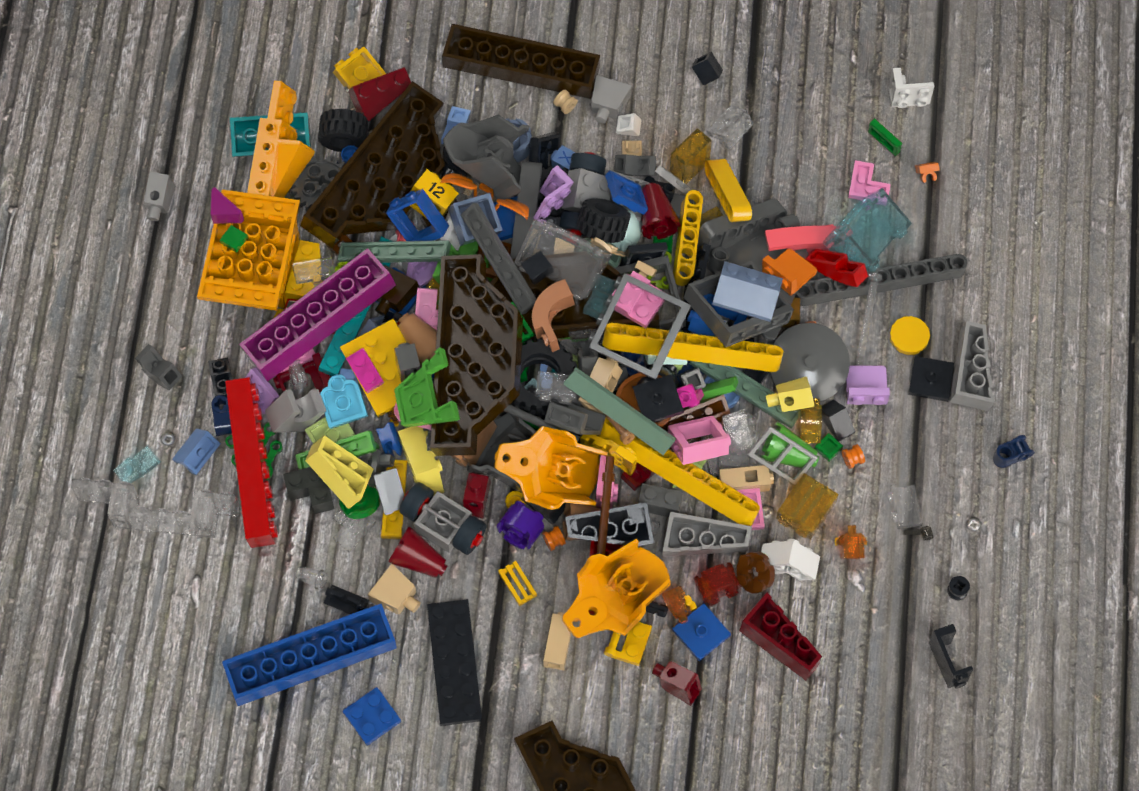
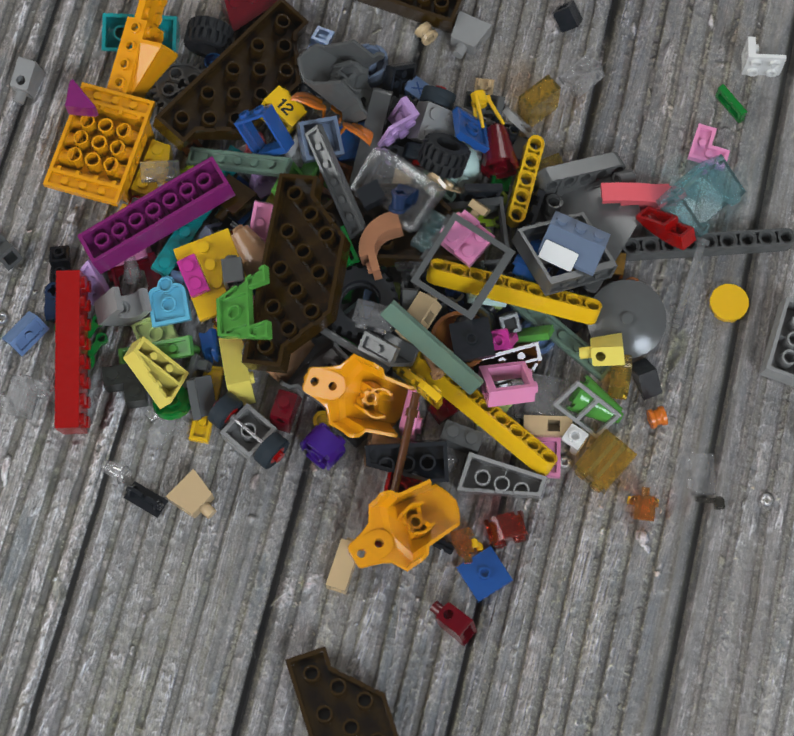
camera: 10 degrees right, 5 degrees up
(233, 238) = (85, 131): green tile -> none
(309, 654) = (101, 548): blue brick -> none
(371, 716) = (153, 616): blue plate -> none
(418, 555) = (219, 463): dark red cone -> none
(454, 662) = (240, 573): black plate -> none
(509, 568) = (306, 487): yellow tile -> none
(553, 538) = (353, 462): orange wheel -> none
(570, 267) = (403, 198): none -> dark blue piece
(629, 125) = (484, 63): white slope -> none
(631, 162) = (480, 101): none -> yellow plant
(633, 647) = (416, 579): yellow plate -> none
(728, 190) = (570, 139): yellow beam -> none
(733, 305) = (558, 255): none -> white sticker
(741, 431) = (550, 380): clear bracket -> none
(745, 575) = (535, 522): reddish brown plate -> none
(774, 486) = (575, 438): none -> white bracket
(780, 638) = (560, 590): dark red wedge -> none
(791, 268) = (619, 223): orange bracket -> none
(792, 559) = (580, 512): white brick -> none
(828, 447) = (634, 404): green tile -> none
(867, 385) = (680, 348): lavender bracket -> none
(927, 168) = (768, 139): orange tile -> none
(931, 378) = (744, 348): black plate -> none
(939, 639) = (714, 615): black panel -> none
(955, 591) = (739, 565): black wheel -> none

